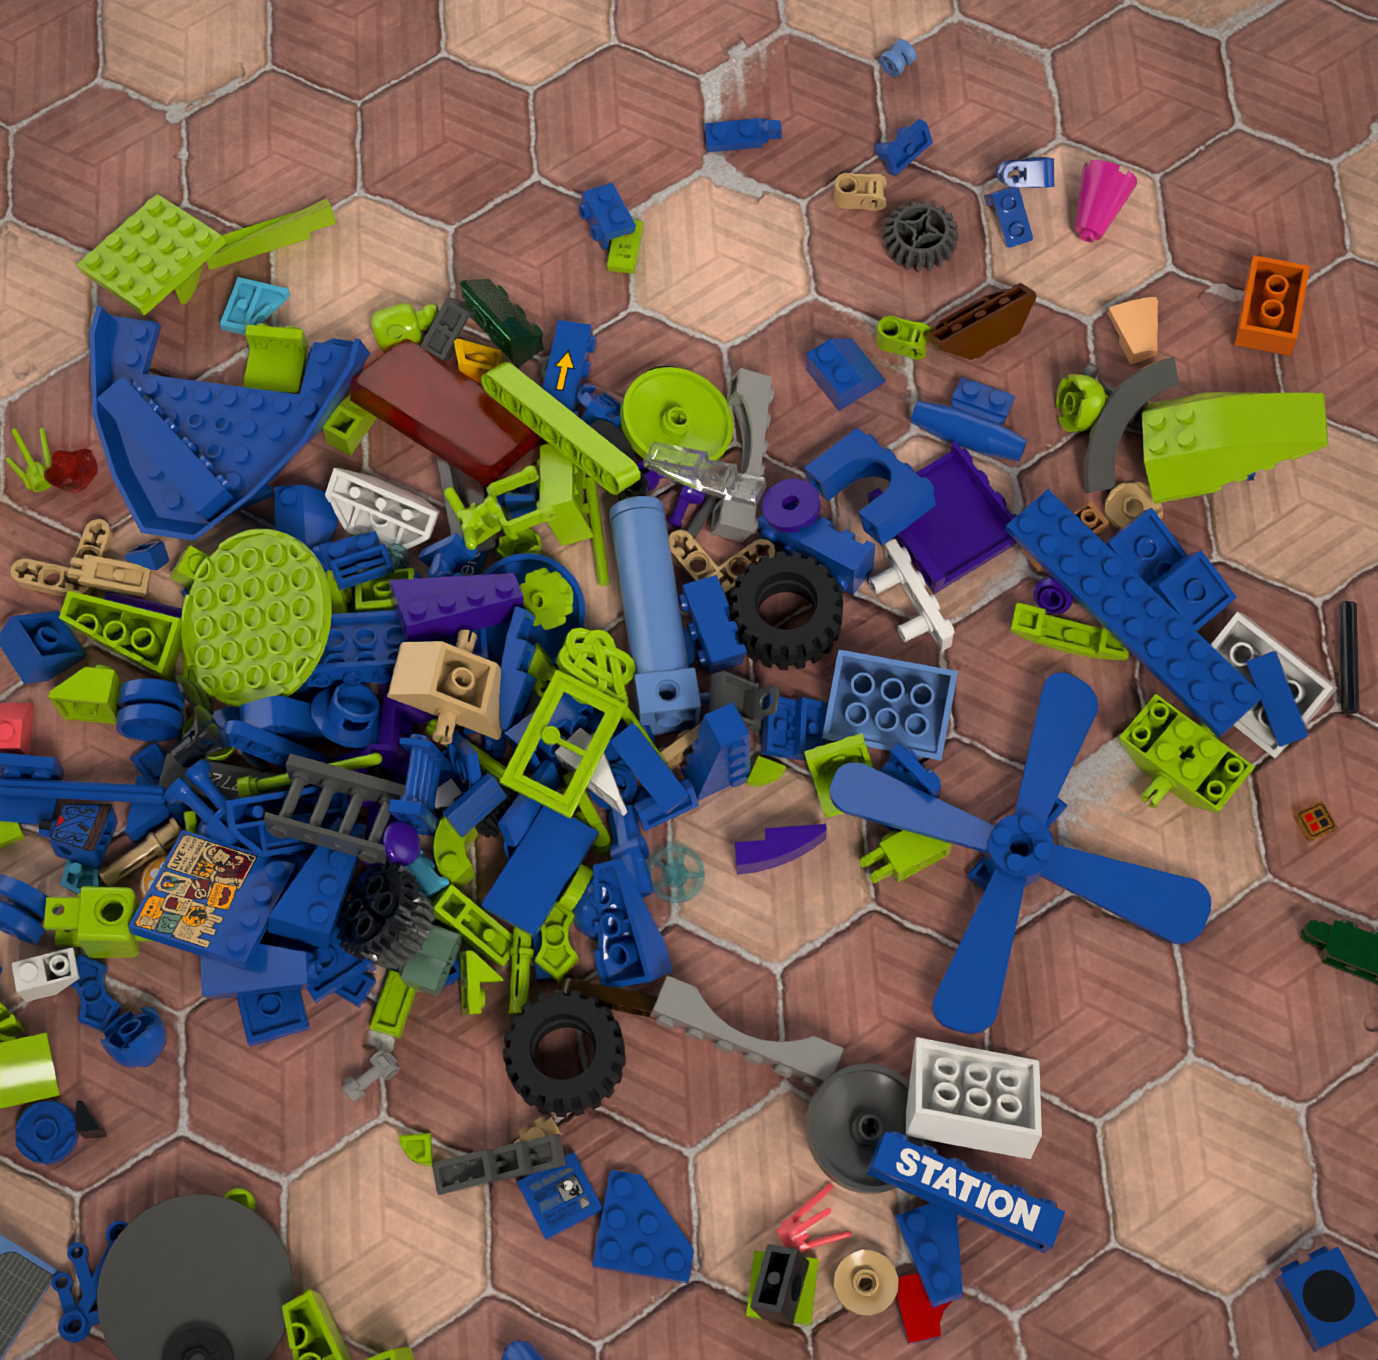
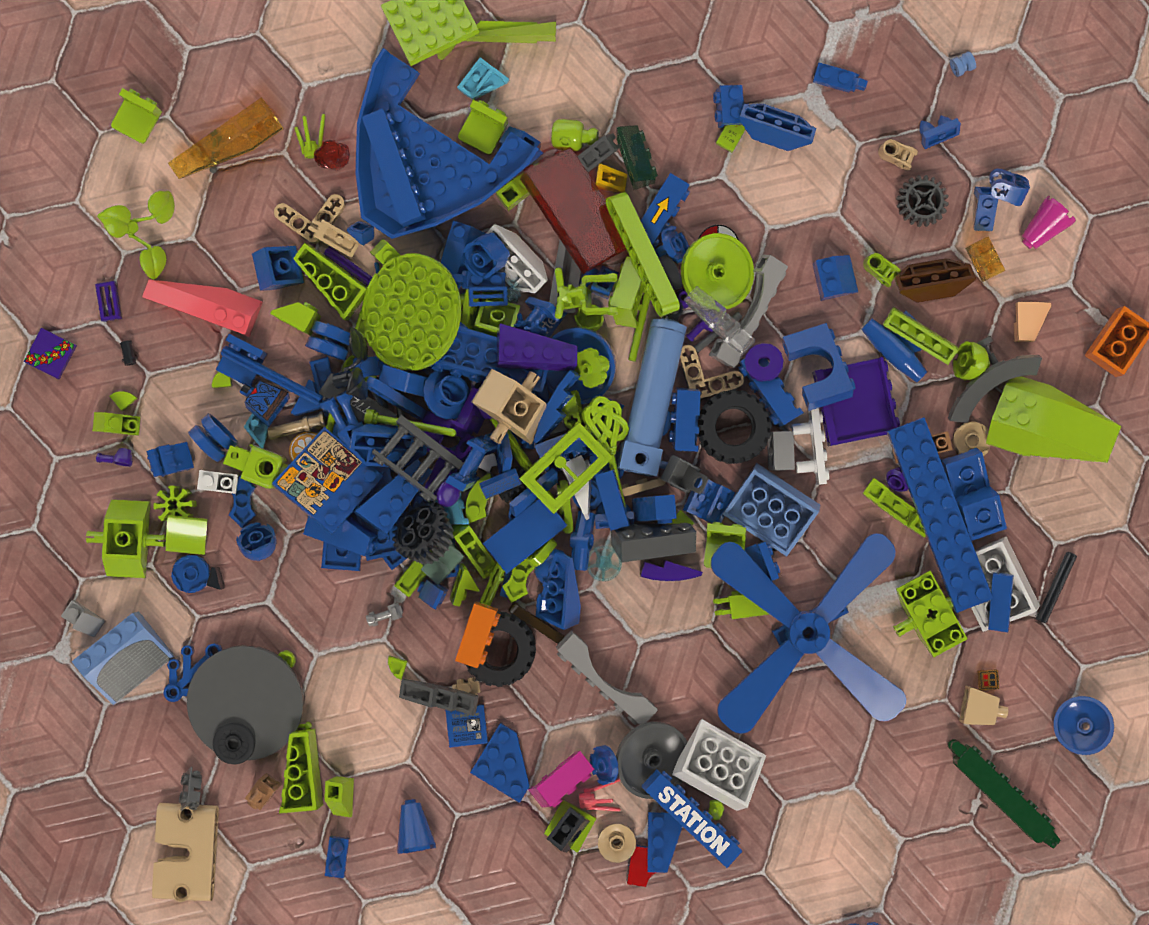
camera: 15 degrees right, 20 degrees up
(337, 511) = (485, 255): none -> blue brick
(433, 1008) = (432, 593): none -> blue slope
(521, 1024) = (477, 635): none -> orange brick
(680, 218) = (776, 127): none -> blue wedge
(735, 807) = (653, 541): none -> dark grey wedge
(738, 1217) = (562, 780): none -> dark pink wedge
(795, 1164) = (604, 764): none -> blue tile
(868, 620) = (781, 451): none -> light grey hinge
(996, 396) = (920, 336): none -> lime slope
(998, 1166) = (716, 809): none -> lime piece
(1039, 271) = (985, 259): none -> clear yellow brick
(1323, 862) = (980, 708): none -> tan torso

